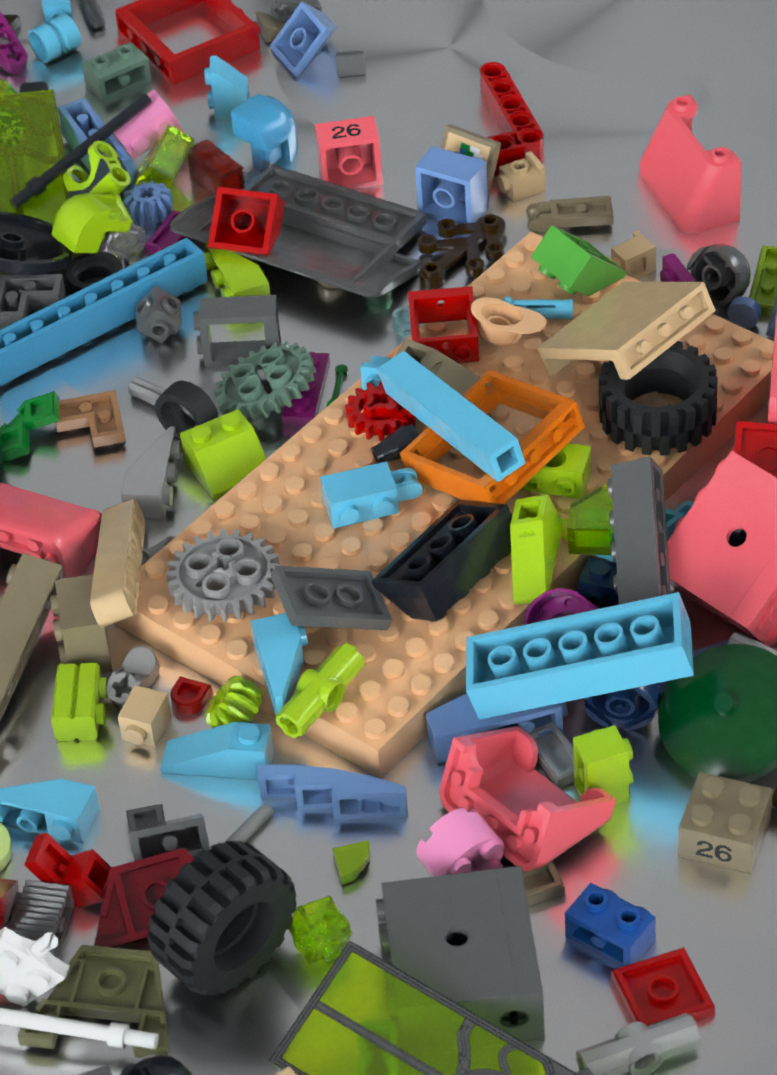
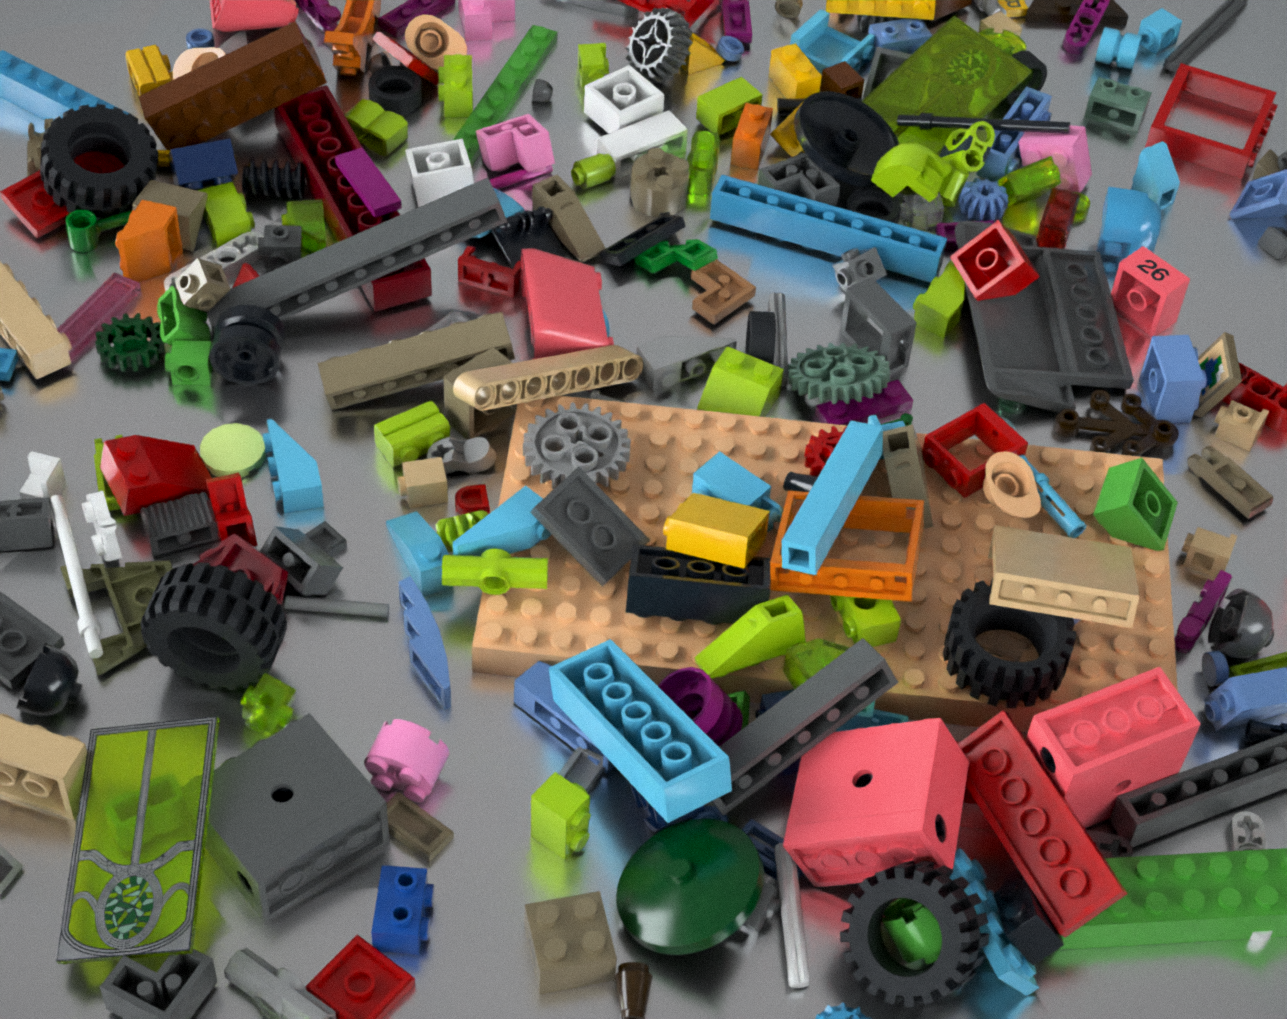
camera: 50 degrees right, 5 degrees up
(351, 860) = (367, 692): lime tile -> none
(405, 516) = (717, 530): none -> yellow brick
(525, 809) = (496, 771): coral windscreen -> none

